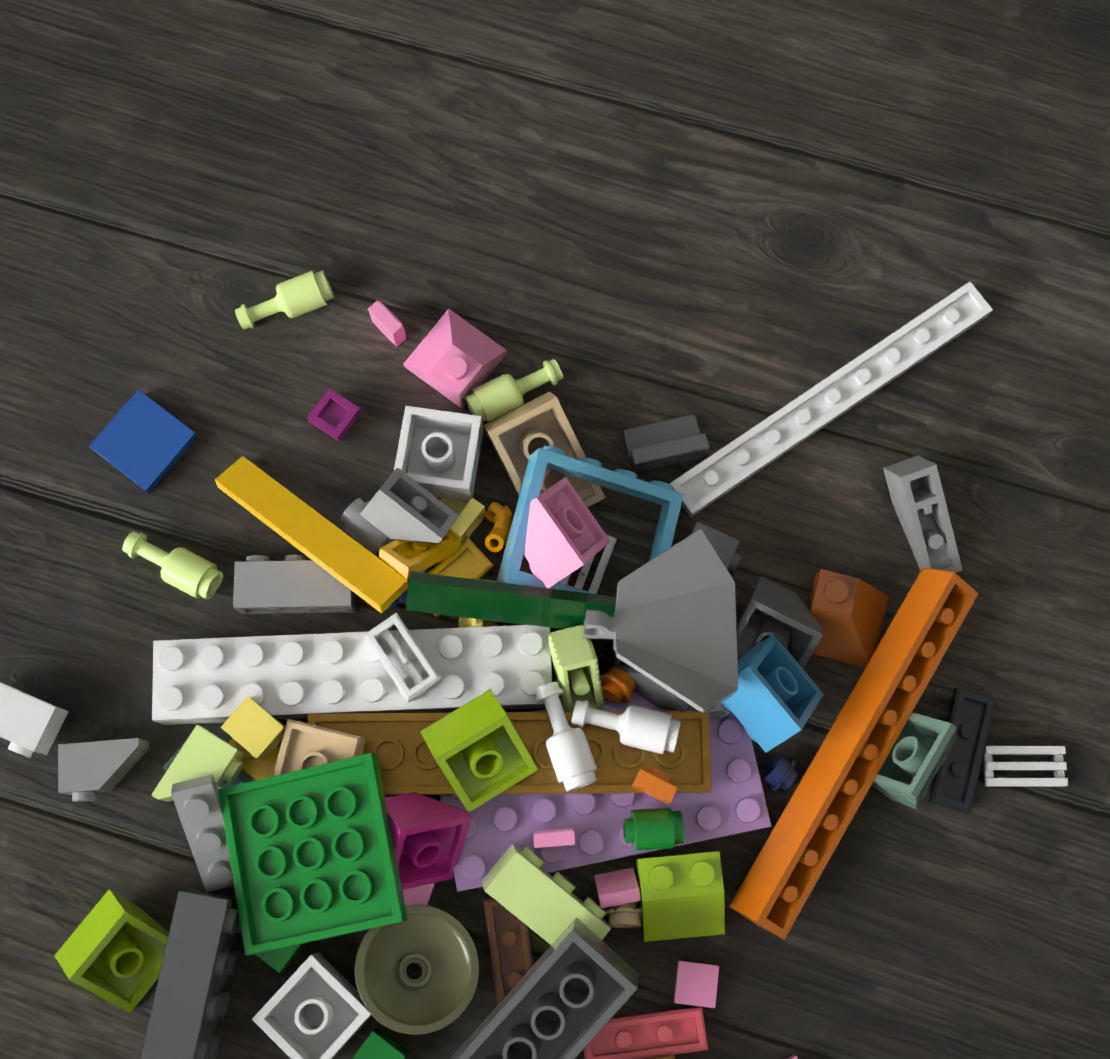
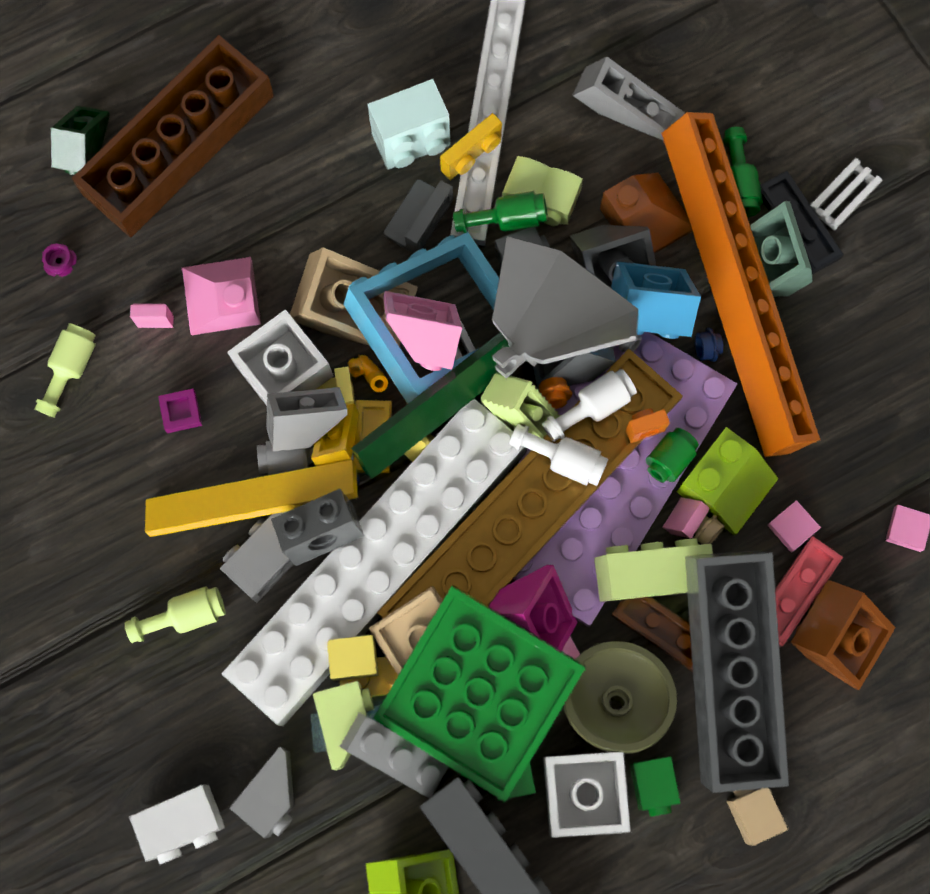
camera: 45 degrees left, 0 degrees up
(143, 441) = (64, 559): blue tile -> none
(328, 605) = (317, 527): none -> dark grey brick
(366, 206) = (55, 252): none -> magenta plate
(421, 685) = (395, 525): white tile -> none
(473, 137) = (77, 138): none -> dark green slope
(479, 750) = (514, 516): lime slope -> none
(506, 393) = (282, 283): yellowish green piece -> none
(543, 203) = (174, 136): none -> reddish brown brick
(554, 838) = (617, 525): bright pink tile -> none
(726, 366) = (410, 124): none -> light aqua brick
(729, 511) = (510, 213): none -> green piece
(740, 430) = (462, 155): none -> yellow plate
(778, 518) = (559, 187): none -> yellowish green brick
(953, 668) = (745, 174): none -> green piece

